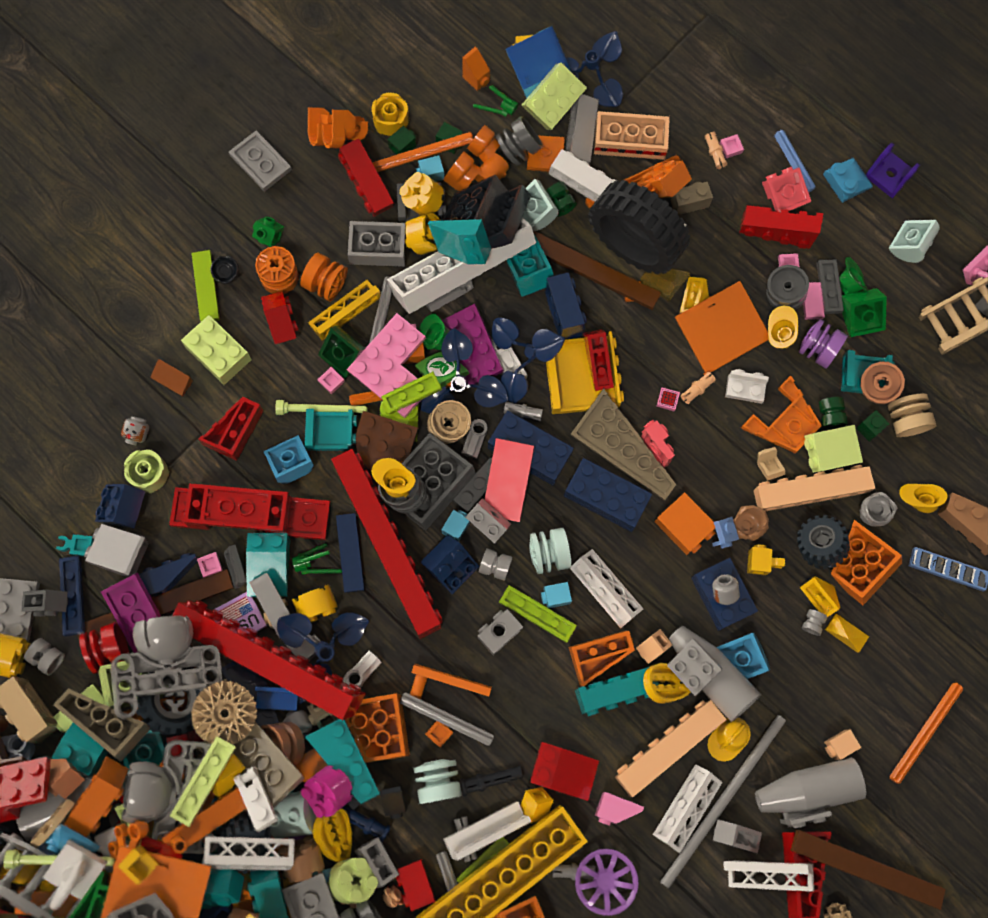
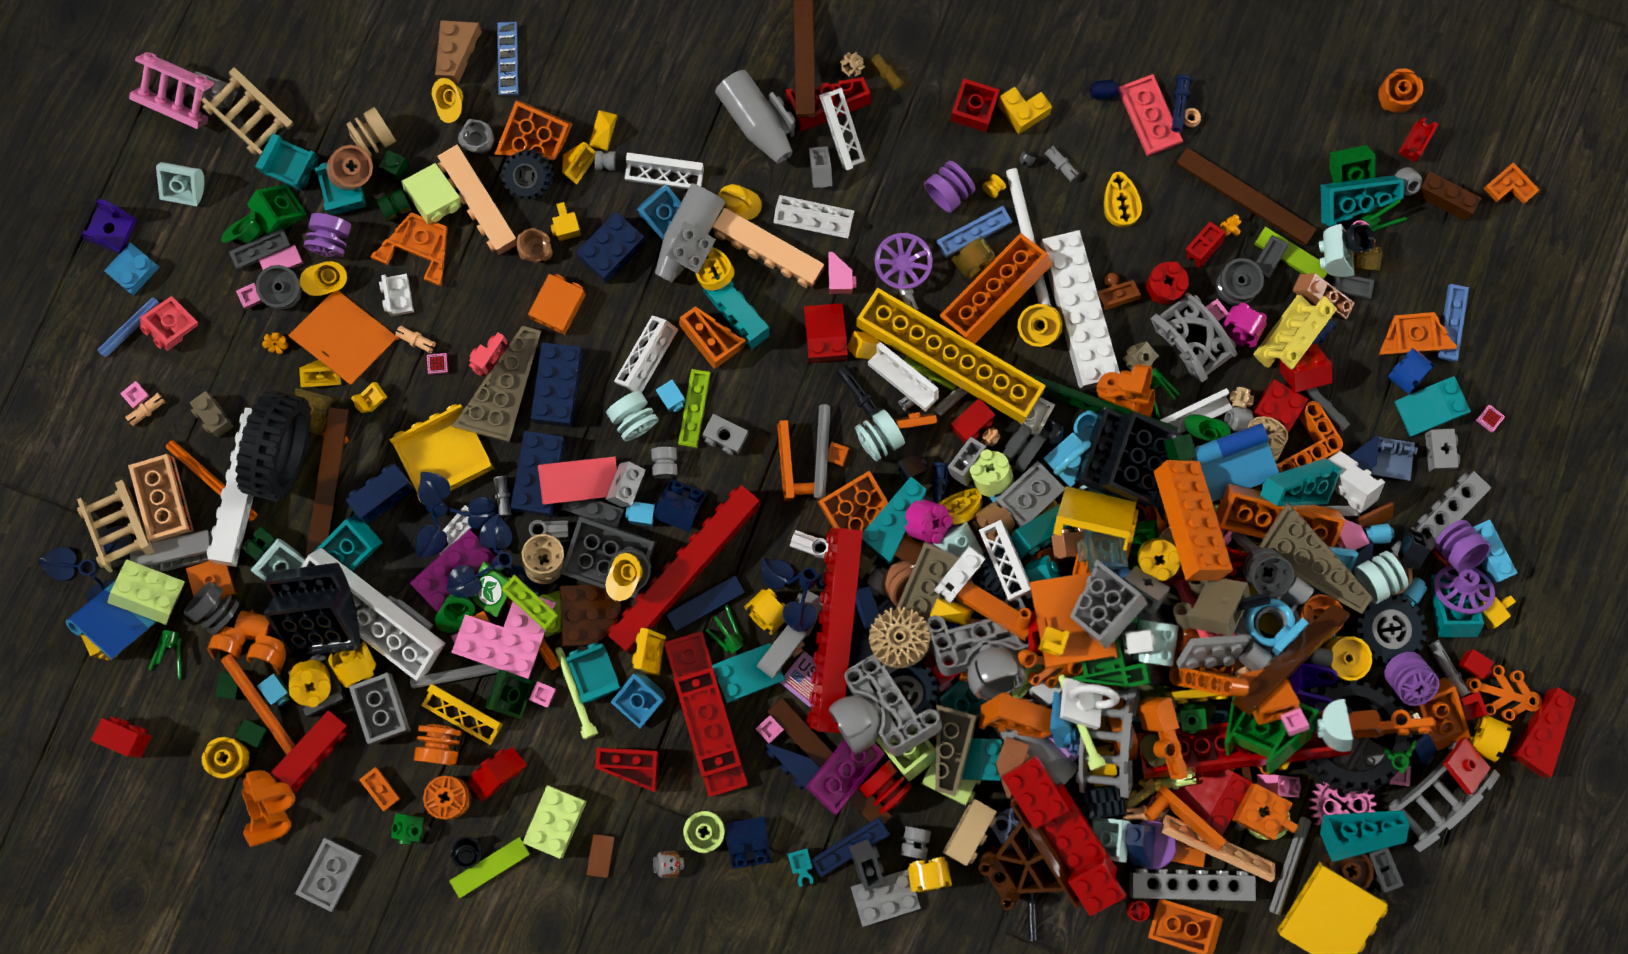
camera: 110 degrees left, 5 degrees up
(52, 823) = (1053, 745): tan tile -> none
(116, 550) = (792, 821): light grey slope -> none
(203, 781) = (964, 624): yellowish green plate -> none
(234, 566) = (762, 704): dark grey tile -> none
(311, 223) = (380, 789): none -> orange plate
(322, 480) = (649, 651): none -> yellow plate
(437, 824) = (915, 419): none -> orange plate
(441, 43) = (121, 737): none -> red brick
(461, 240) = (352, 614): teal slope -> none
(475, 69) = (140, 688): orange slope -> none
(598, 359) = (422, 442): red slope -> none
(628, 76) = (135, 526): none -> tan fence
(654, 646) = (684, 292): light nougat brick -> none
(656, 329) = (369, 398): none -> yellow bracket
(666, 178) = (206, 445): orange hinge -> none
(723, 801) = (794, 188): light grey piece -> none
(726, 532) = (551, 264): medium blue bracket -> none
(726, 589) = (609, 242): light grey head -> none
(737, 270) = (275, 342): none -> light orange plant
(770, 464) = (468, 247): tan bracket -> none
(781, 226) = (212, 315): red wedge -> none
(791, 679) = (663, 164): none -> white fence
(842, 745) = (706, 103): light nougat brick -> none
(906, 335) = (287, 162): none -> teal panel
(926, 733) = (666, 37): orange axle -> none

